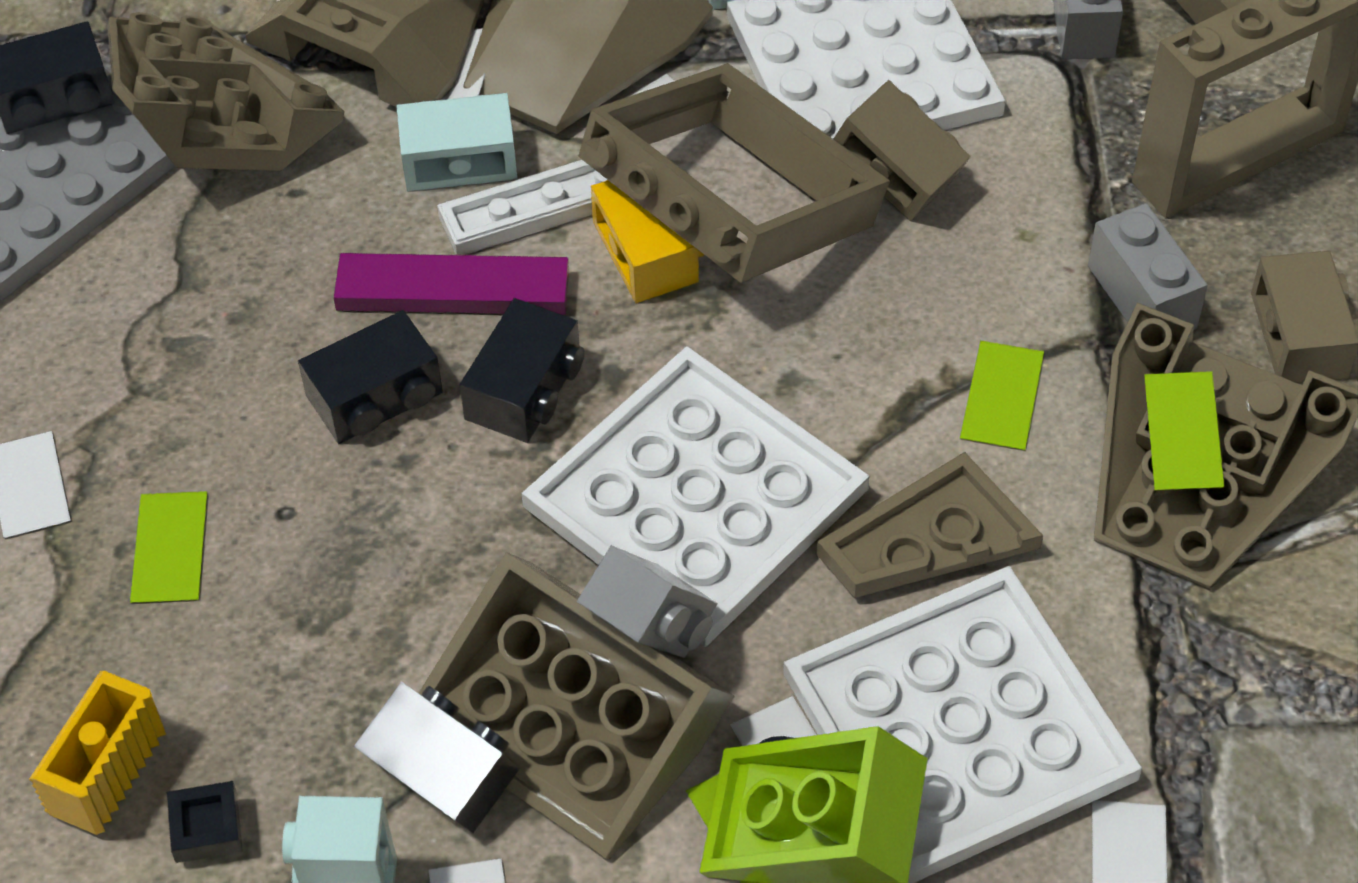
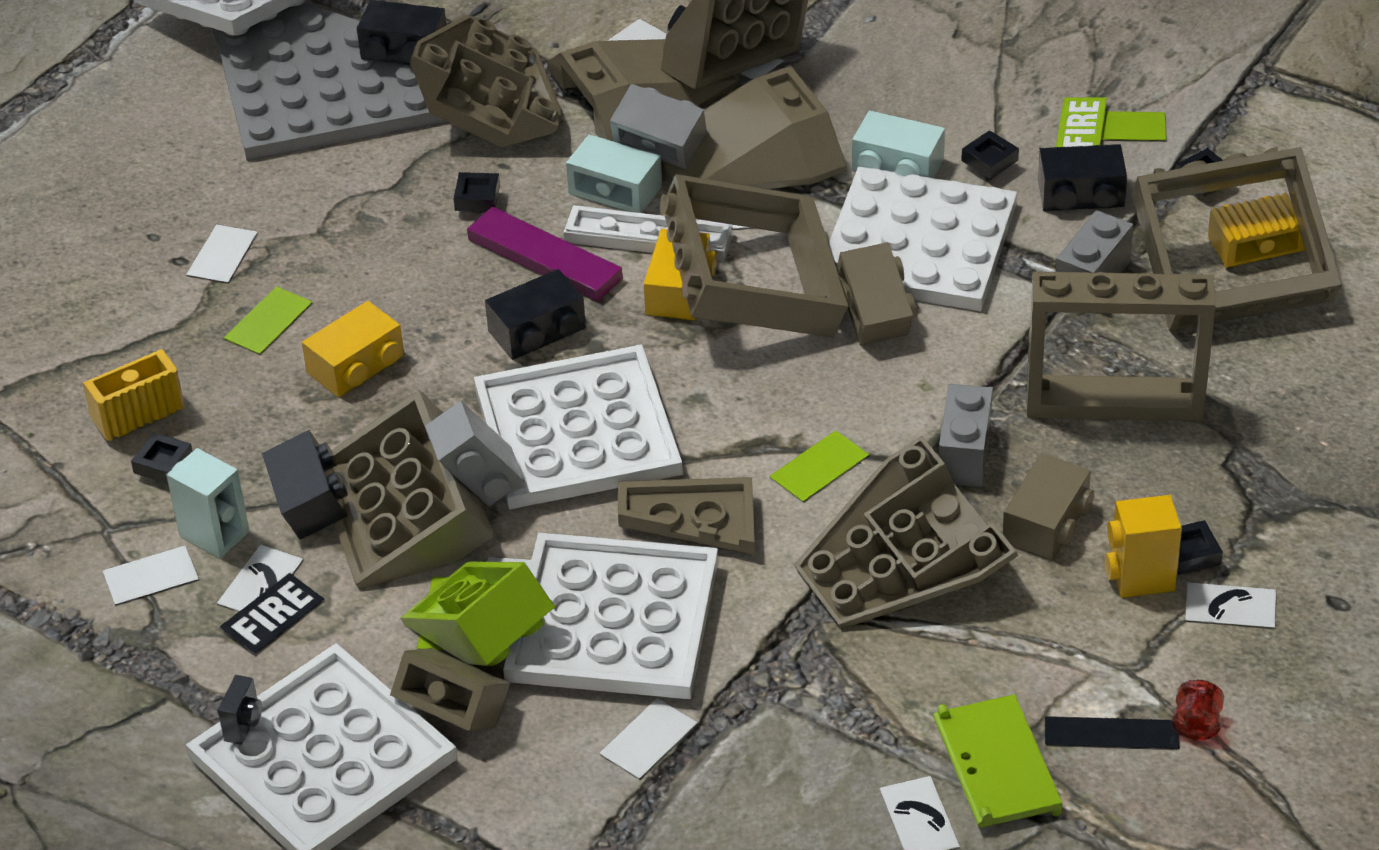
camera: 35 degrees right, 10 degrees down
(304, 243) = (476, 191): none -> black plate
(333, 533) = (353, 348): none -> yellow brick
(371, 376) = (447, 278): black brick -> none
(481, 54) = (659, 125): none -> light grey brick
(1183, 431) = (888, 522): lime sticker -> none

